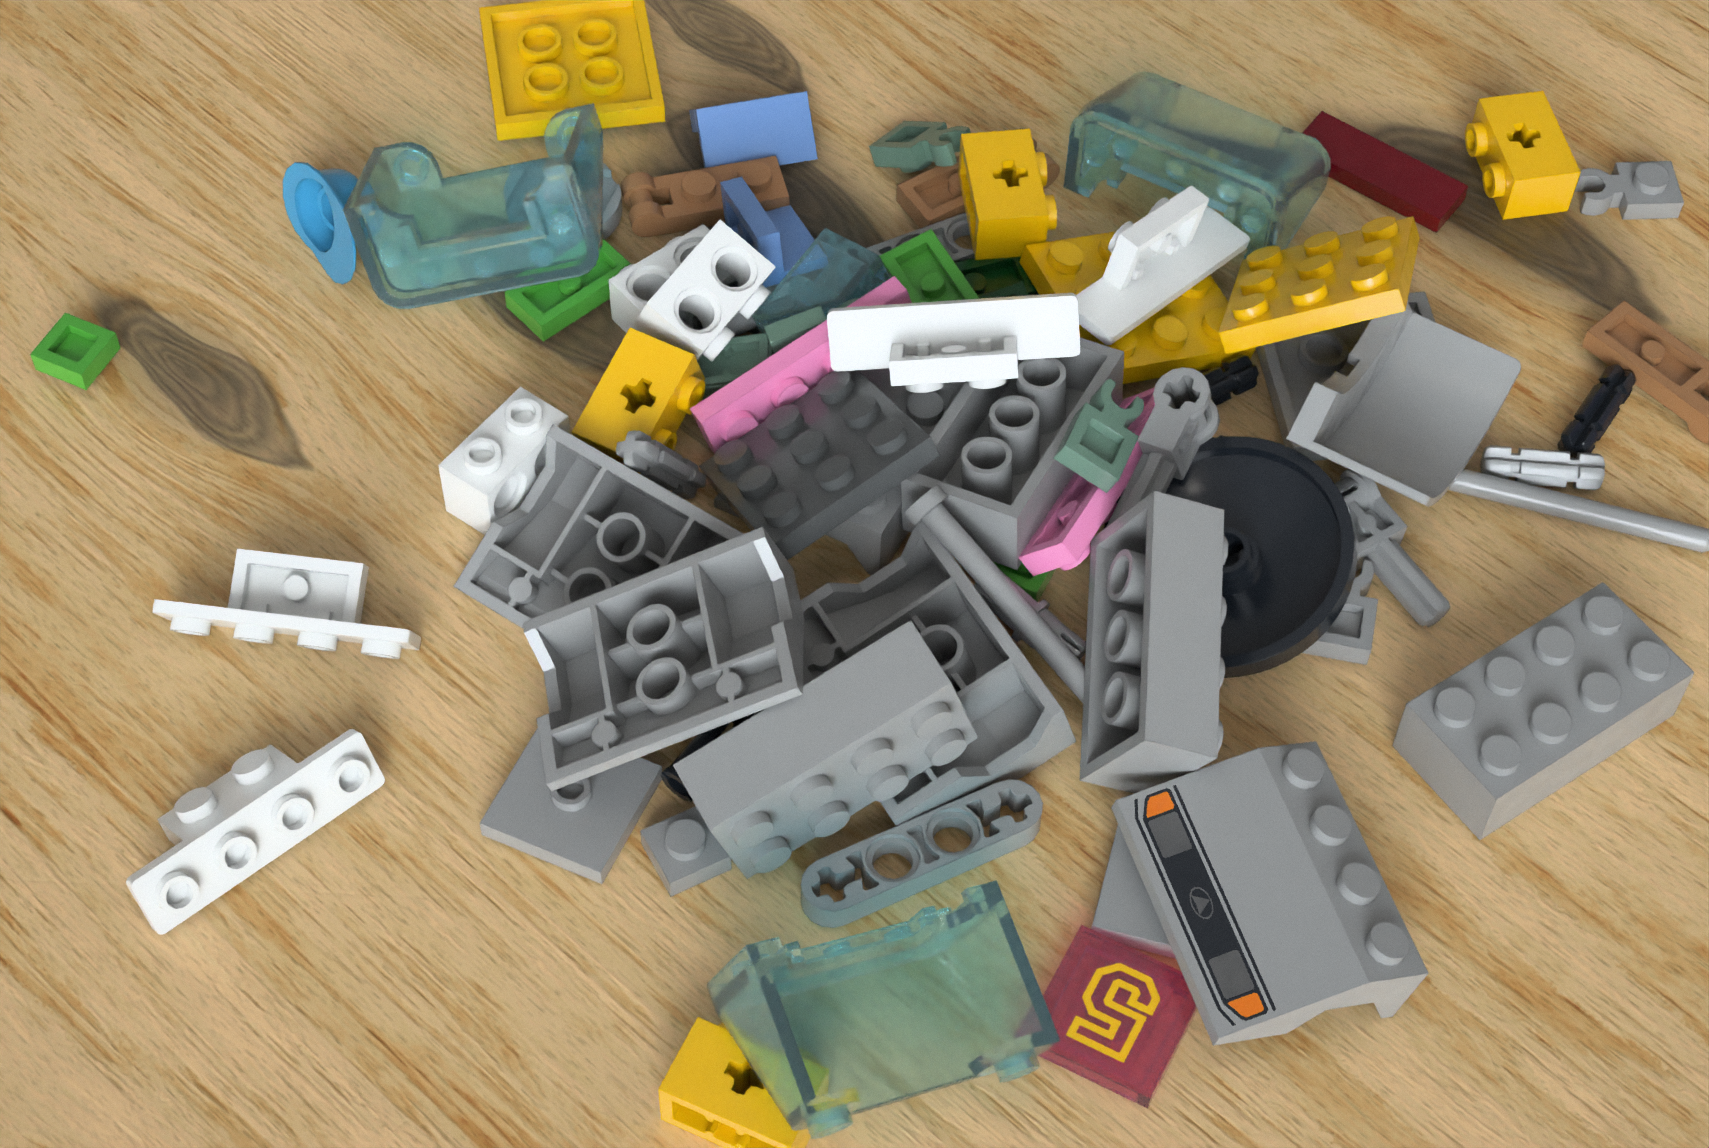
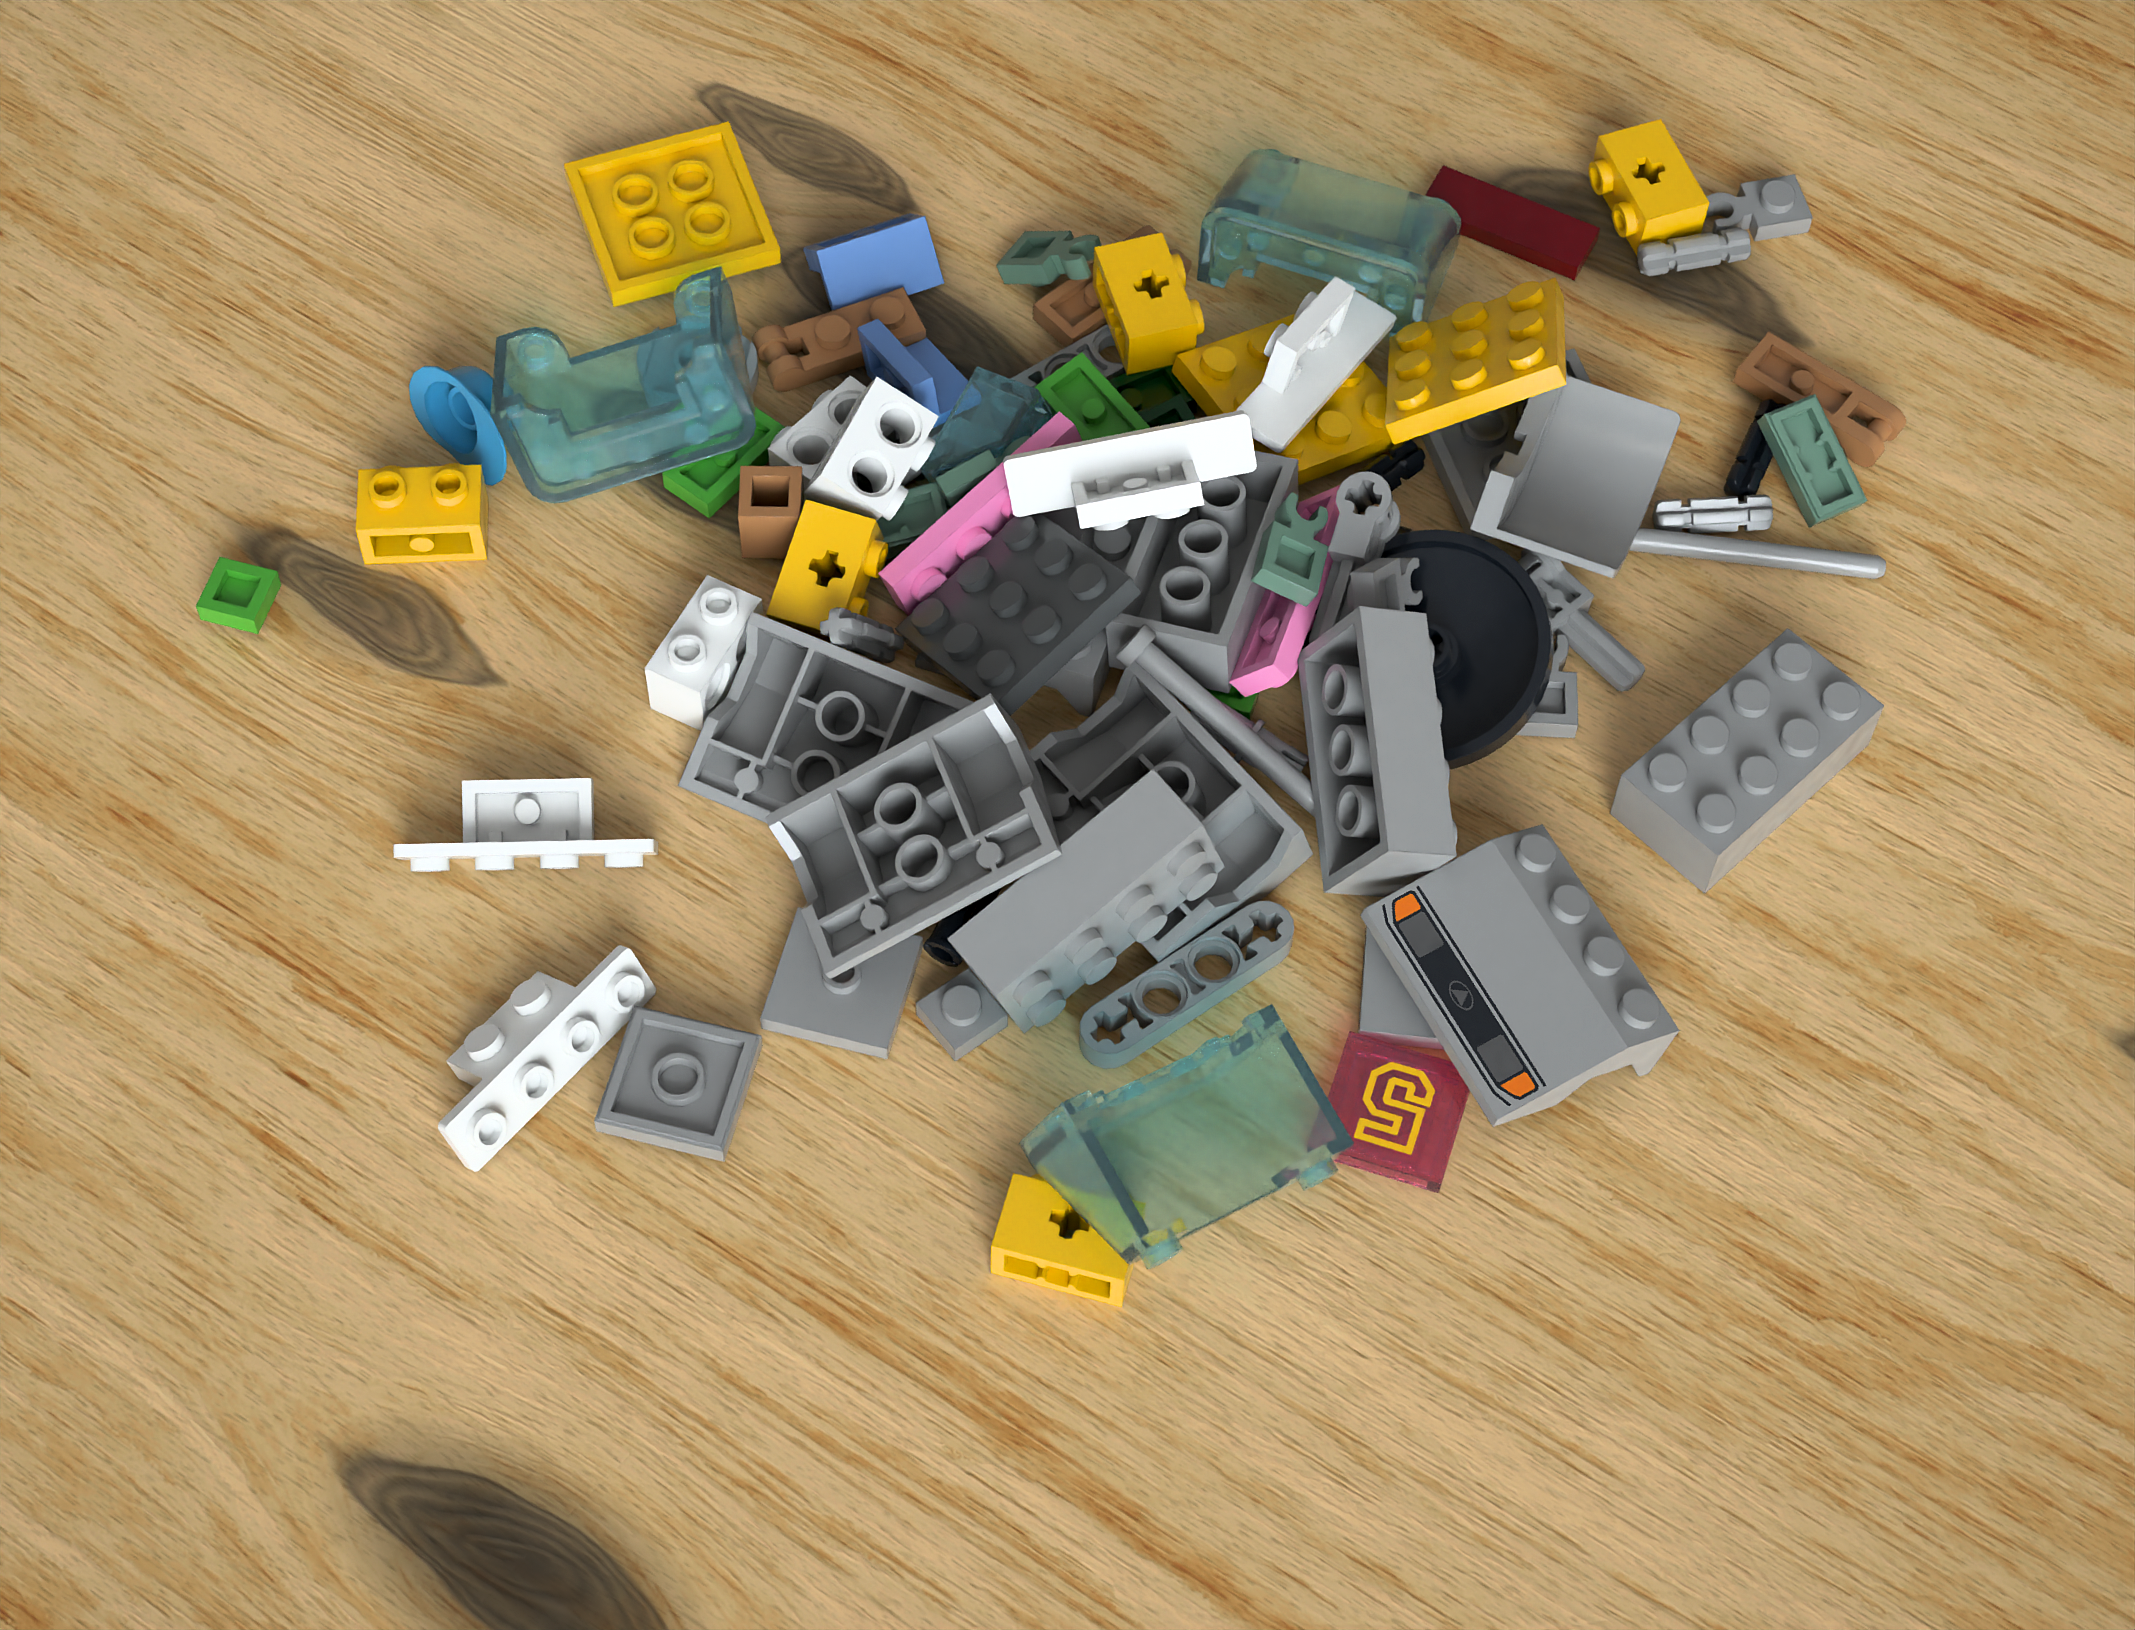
camera: 10 degrees left, 5 degrees up
(267, 300) = (422, 514): none -> yellow brick
(382, 876) = (678, 1083): none -> light grey plate
(594, 333) = (769, 509): none -> medium nougat brick
(1191, 479) = (1384, 584): none -> light grey plate
(1559, 219) = (1693, 251): none -> light grey axle
(1651, 428) = (1812, 460): none -> sand green plate

